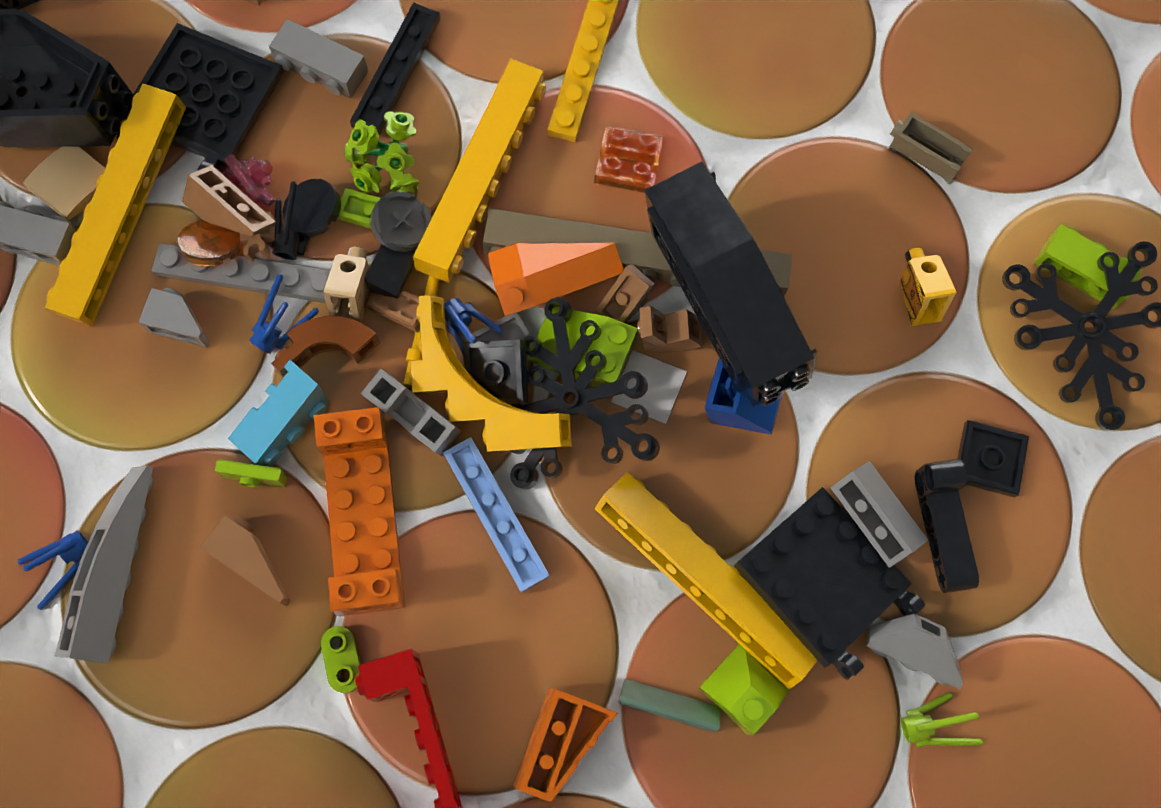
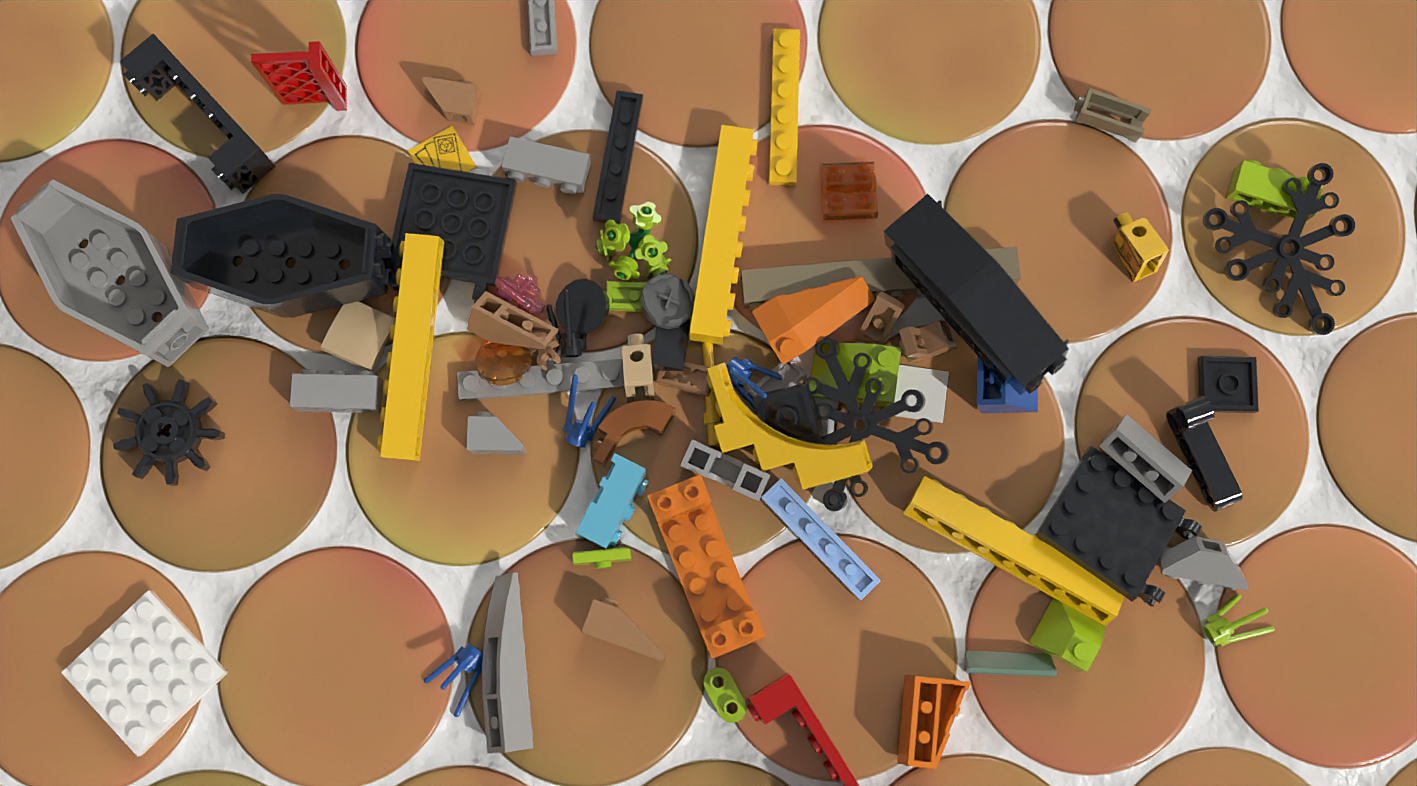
camera: 10 degrees left, 5 degrees up
(220, 23) = (443, 151): none -> yellow sticker

